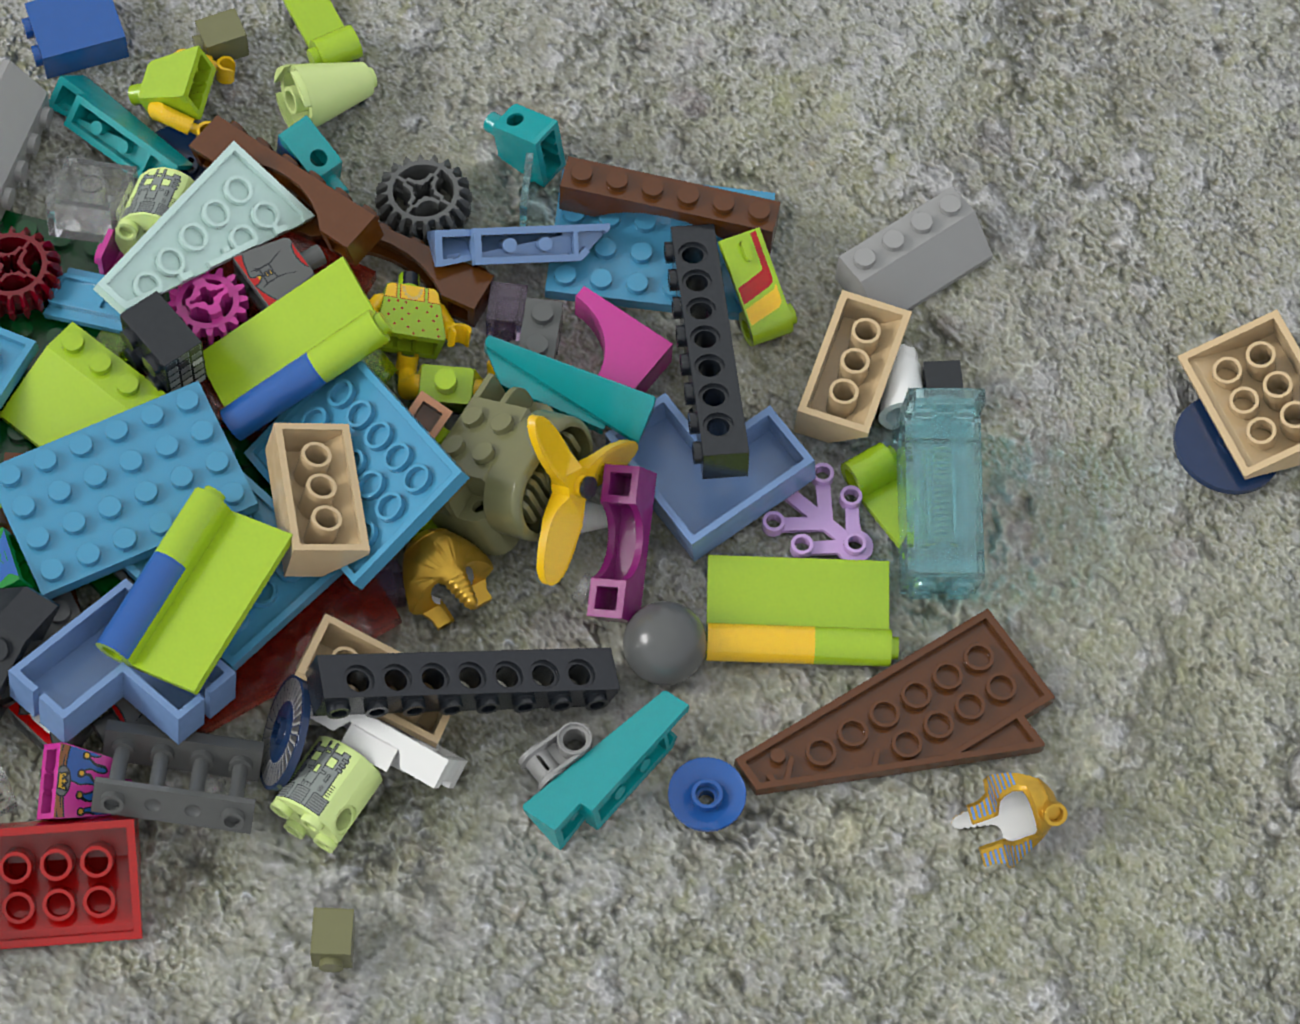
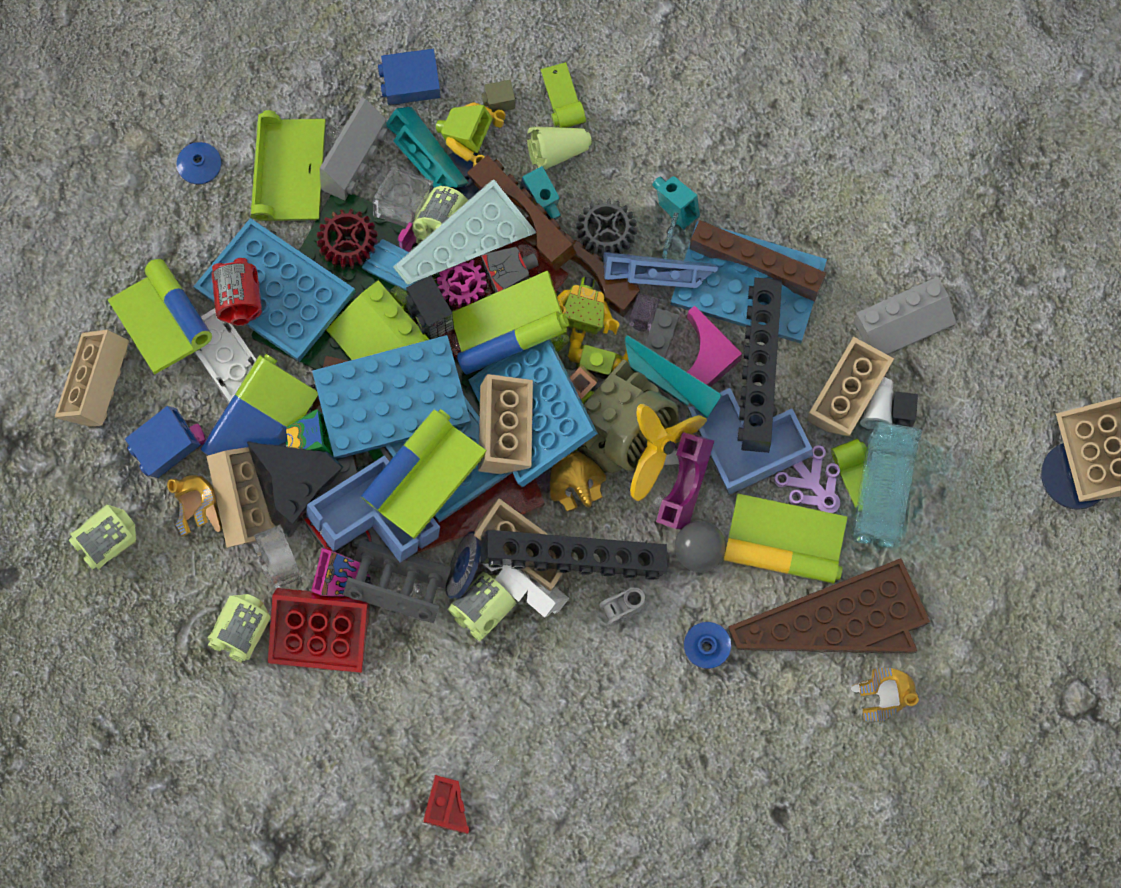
camera: 15 degrees right, 10 degrees up
(332, 939) = (471, 694): olive brick -> none
(607, 773) = (651, 620): teal wedge -> none
(757, 287) = (801, 325): lime door -> none

